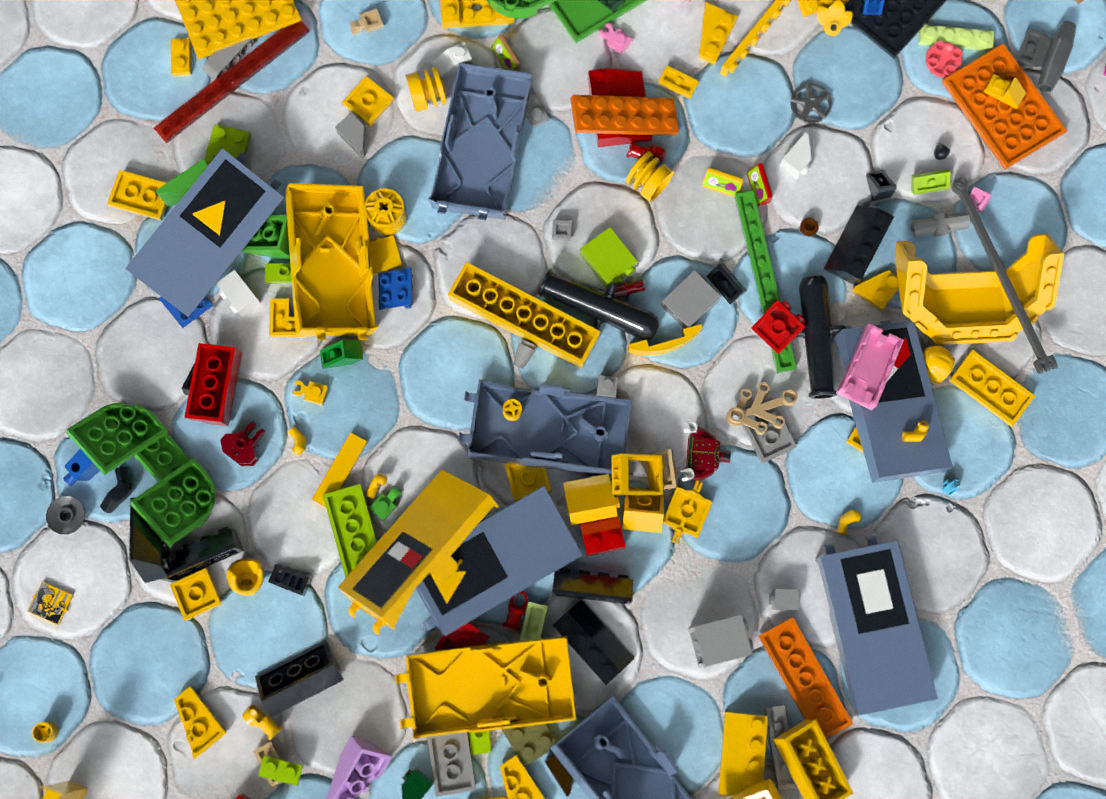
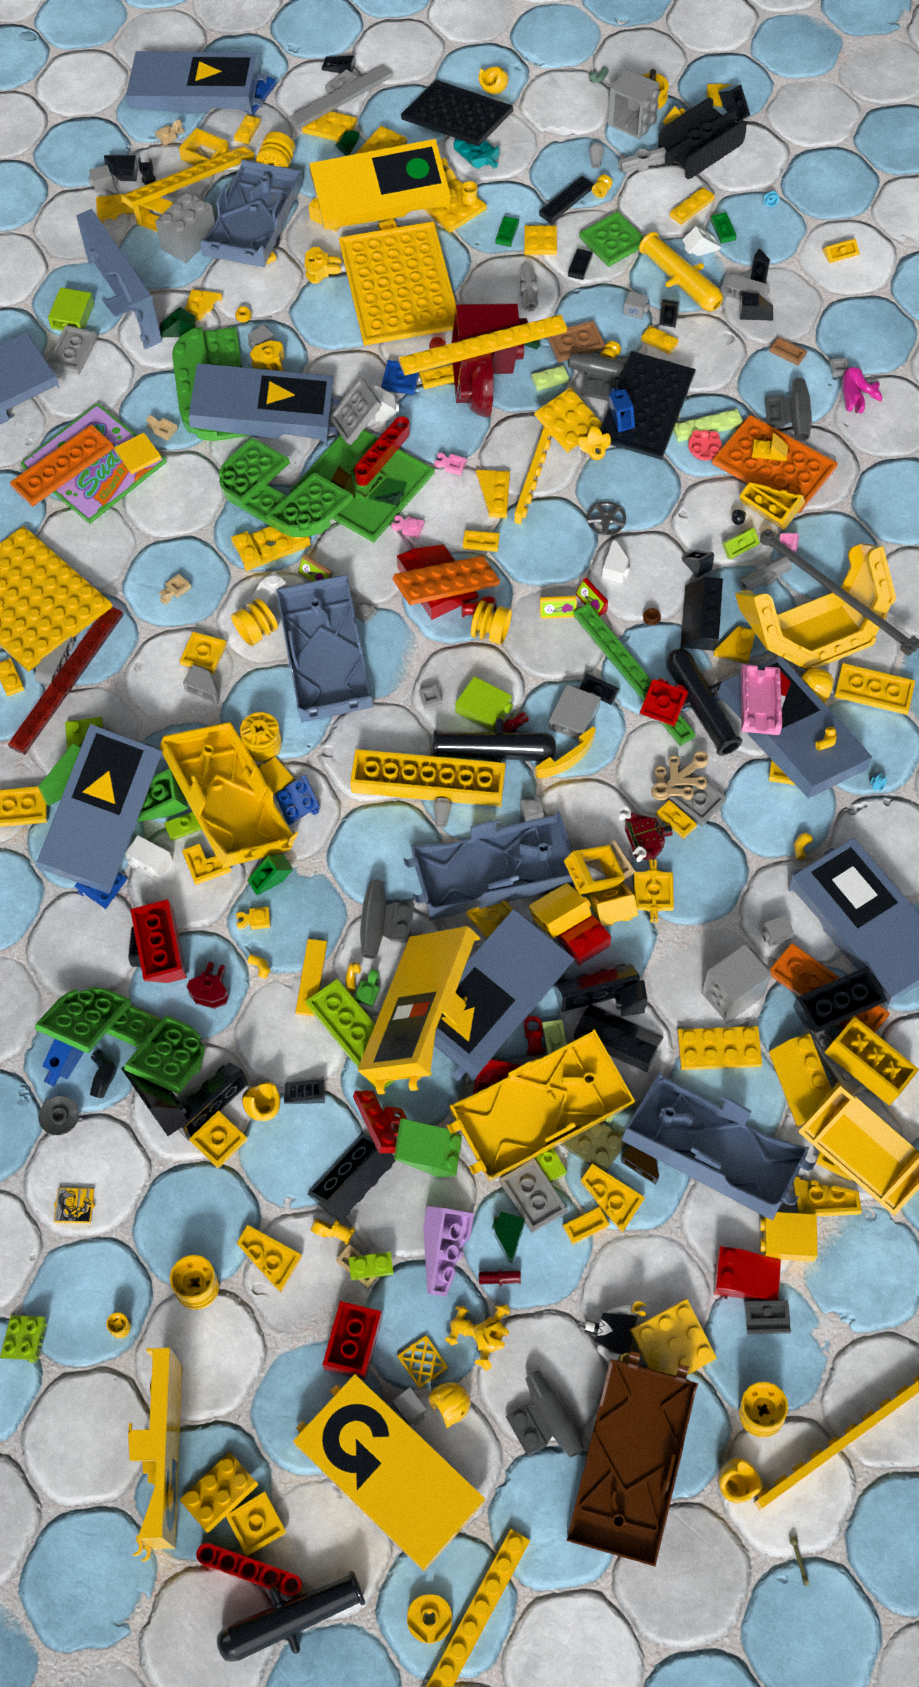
camera: 20 degrees left, 15 degrees down
(112, 717) = (191, 1271): none -> yellow wheel
(341, 640) = (379, 1122): none -> red plate
(371, 684) = (428, 1148): none -> bright green slope
(425, 441) = (381, 920): none -> dark grey plate
(512, 405) = (455, 856): yellow wheel -> none
(618, 613) = (632, 999): none -> black slope
(681, 690) = (719, 1048): none -> yellow plate
(740, 448) = (678, 820): none -> yellow plate
(809, 699) = (839, 1000): none -> black slope
(979, 152) = (772, 504): none -> yellow wedge

